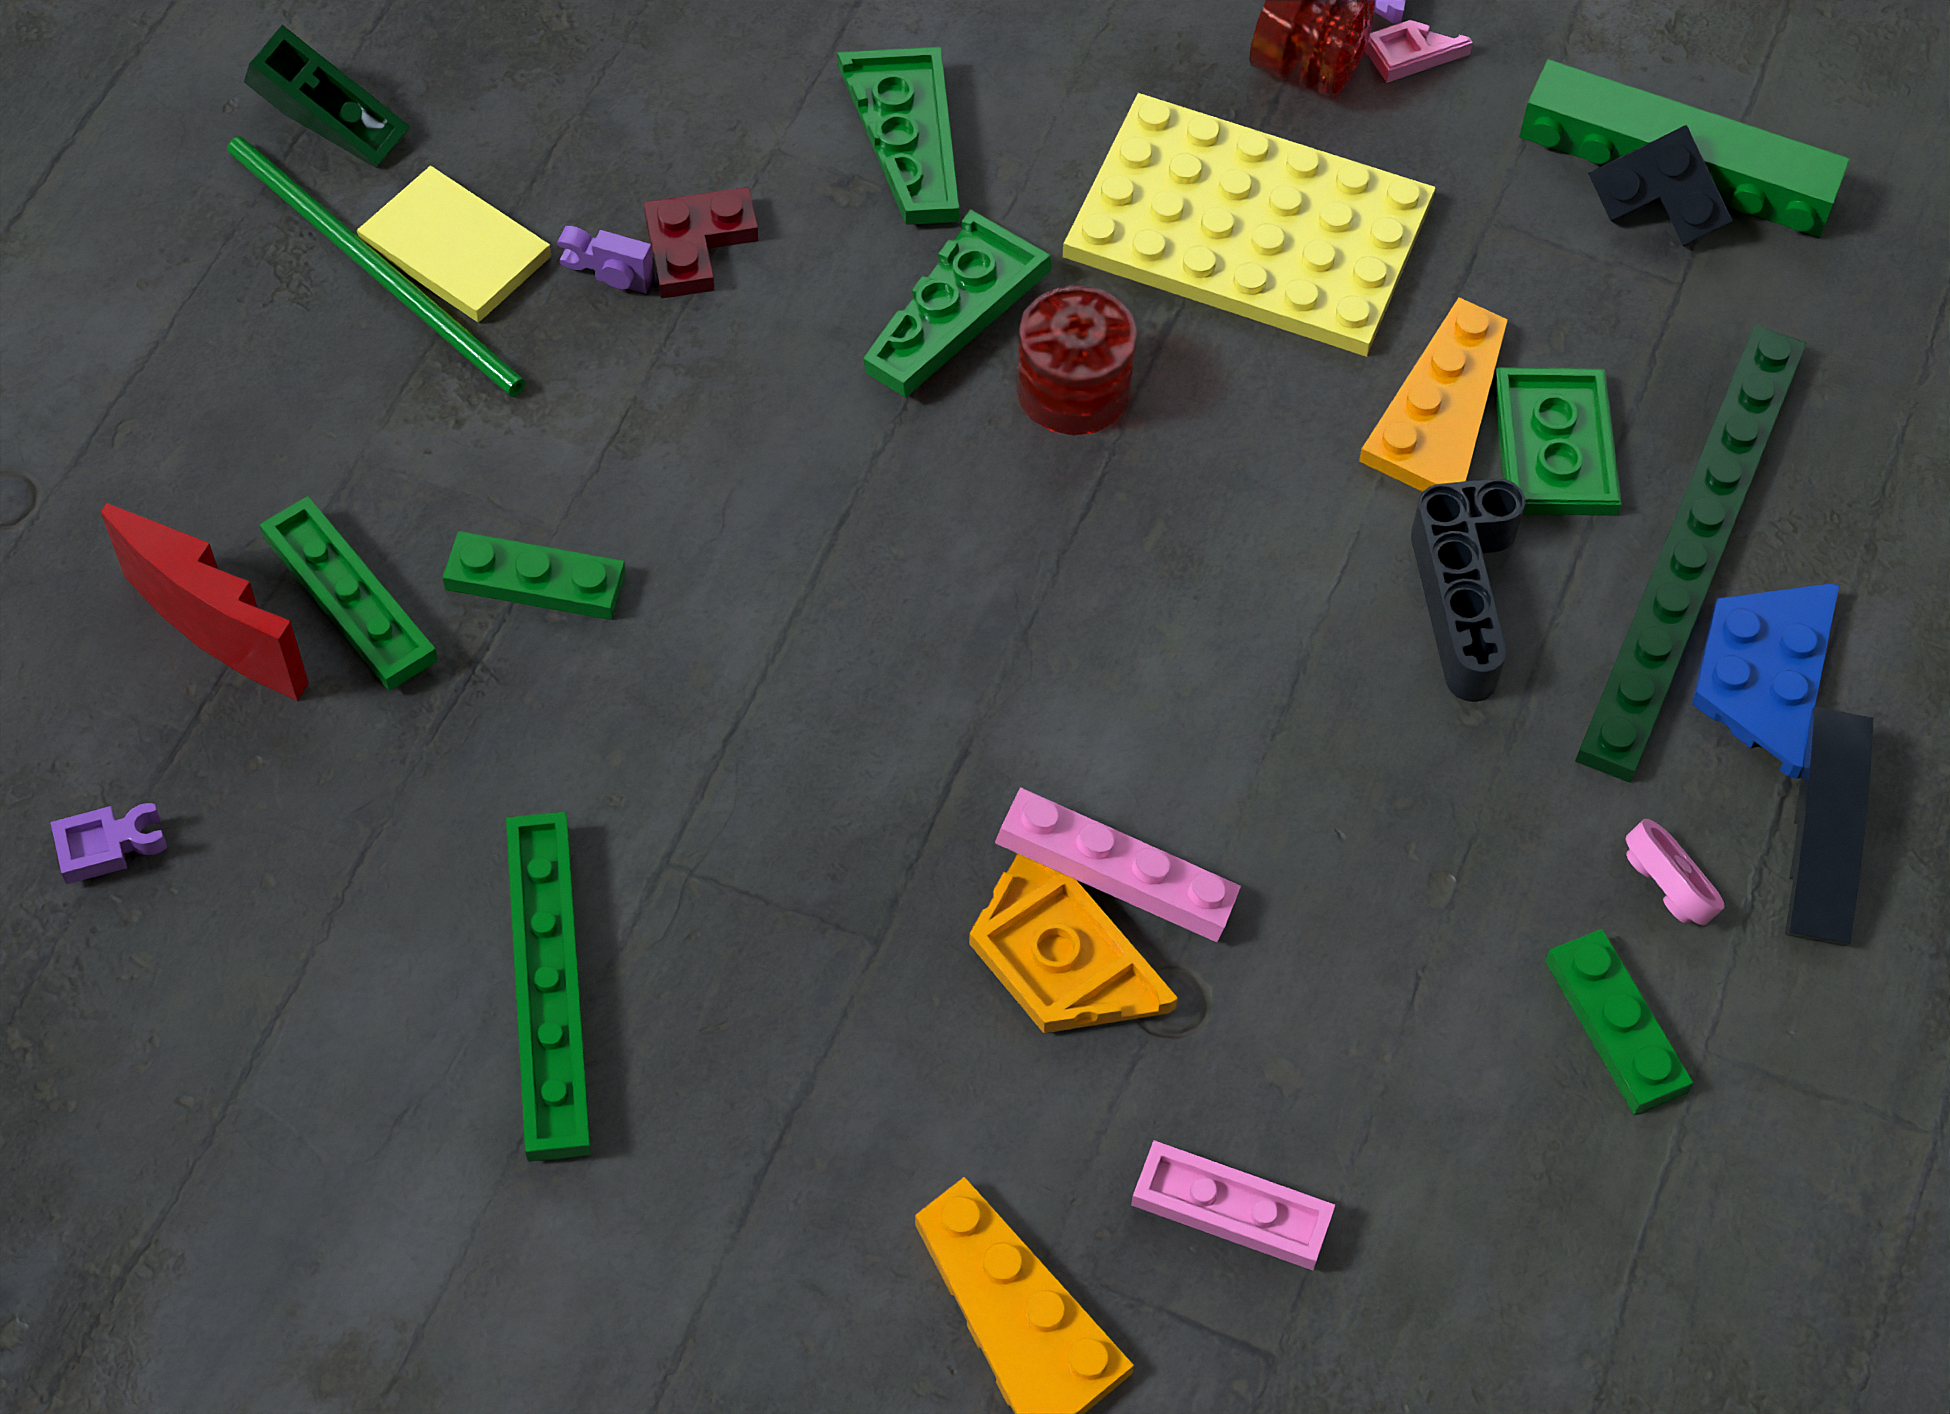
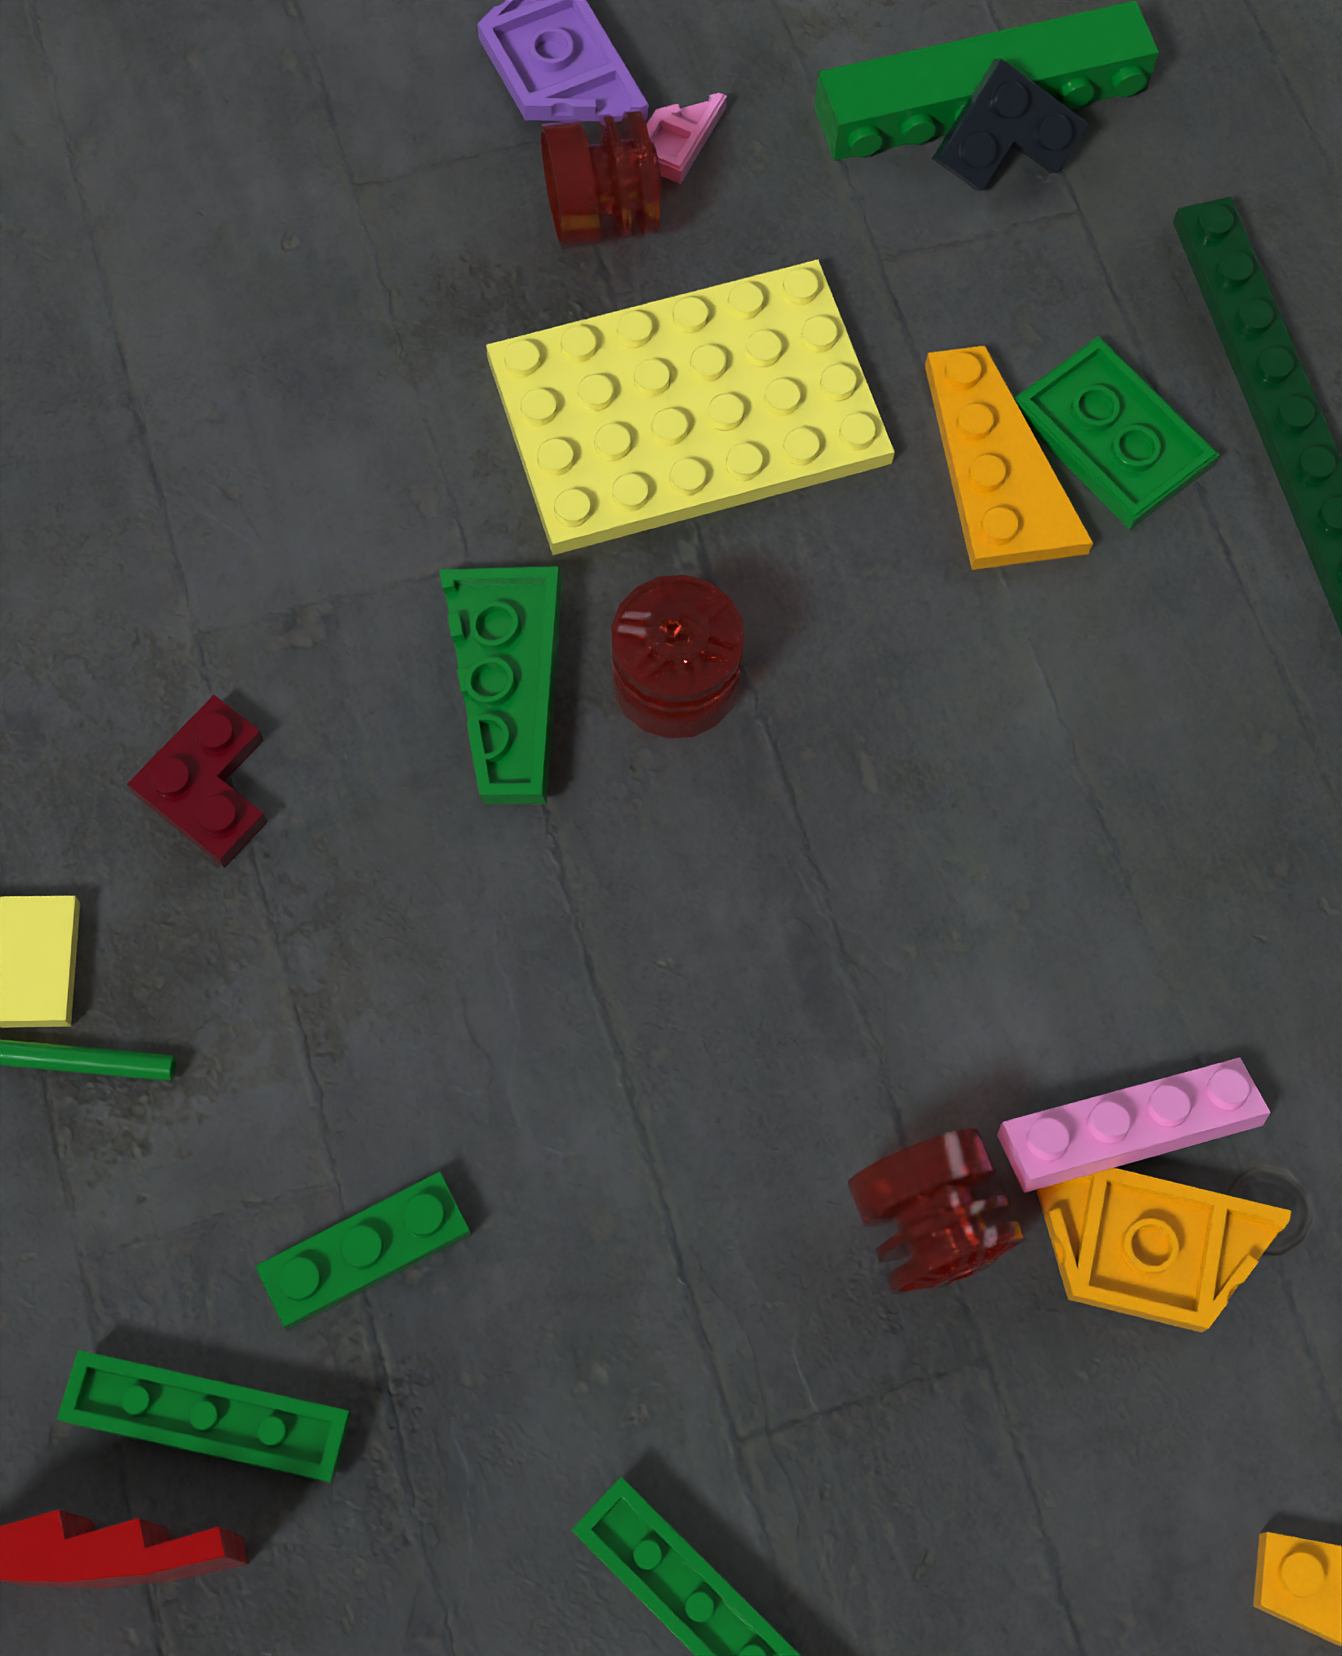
camera: 40 degrees left, 10 degrees up
(615, 258) = (153, 867): medium lavender plate -> none
(908, 125) = (304, 521): green wing -> none
(919, 803) = (937, 1217): none -> clear red wheel
(1460, 543) = (1179, 626): black beam -> none

